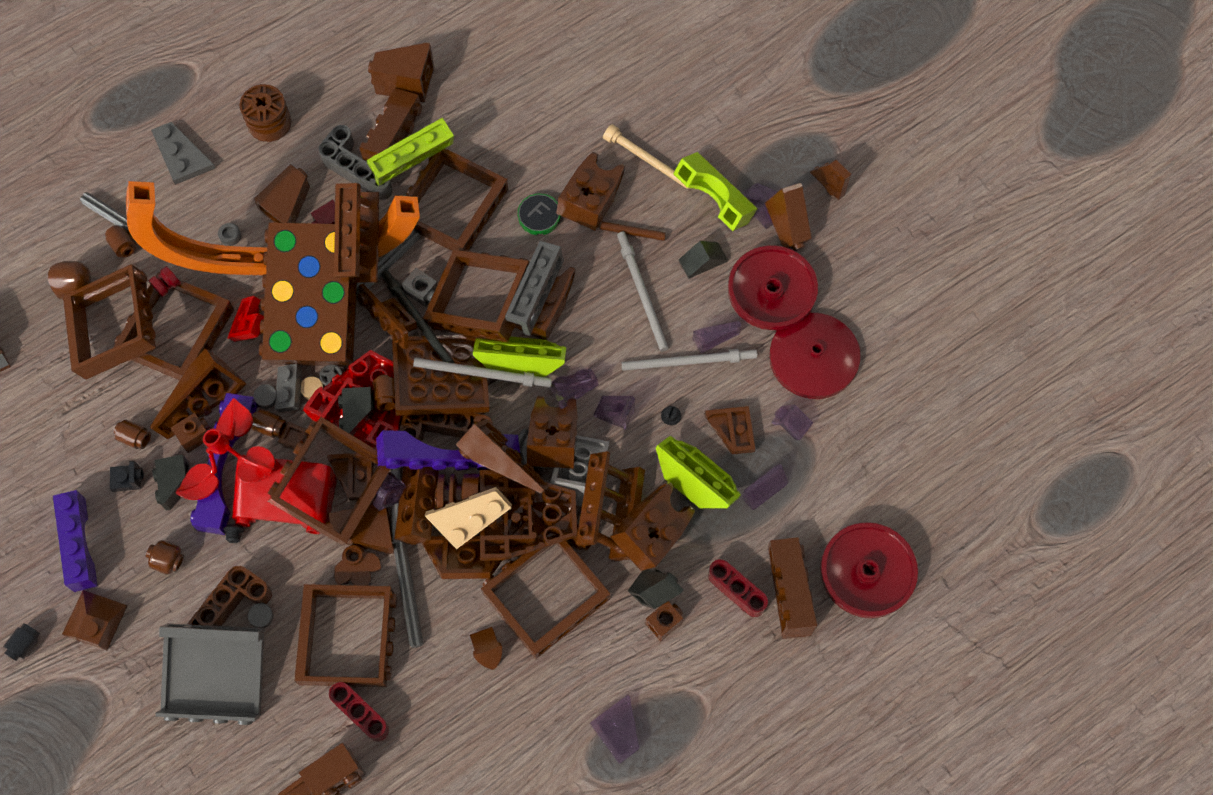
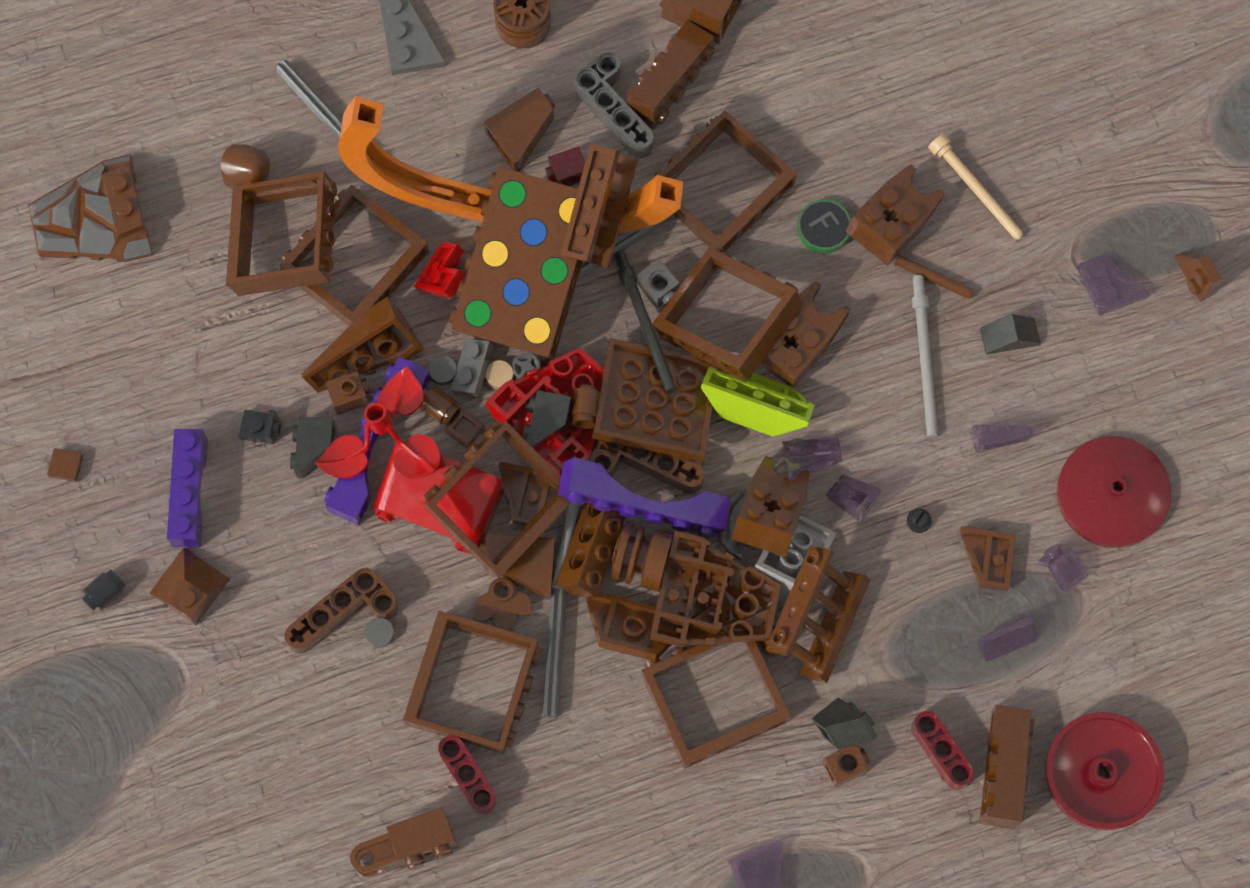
camera: 15 degrees right, 5 degrees up
(120, 241) = (313, 133): reddish brown brick -> none
(132, 434) = (278, 377): reddish brown brick -> none
(164, 557) = (285, 534): reddish brown head -> none
(168, 278) = (362, 199): dark red wheel -> none
(211, 673) = (311, 685): dark grey panel -> none
(229, 234) = (444, 156): dark grey tile -> none
(233, 532) = (369, 526): black piece -> none
(389, 314) = (613, 309): reddish brown bracket -> none
(389, 492) = (562, 528): clear purple bracket -> none
(410, 151) = (688, 111): lime fence -> none
(468, 517) = (648, 584): tan wing -> none
(487, 648) = (630, 741): reddish brown tile -> none
(488, 448) = (691, 508): reddish brown wedge -> none
(526, 379) = (757, 432): light grey bar -> none
(535, 286) = (797, 322): dark grey fence -> none
(652, 528) = (860, 652): reddish brown brick -> none
(696, 475) = (930, 602): lime wedge -> none
(699, 174) = (1034, 225): lime arch -> none
(733, 356) = (1013, 466): light grey bar -> none
(778, 271) = (1100, 376): dark red dish -> none
(790, 217) = (1131, 313): reddish brown slope -> none

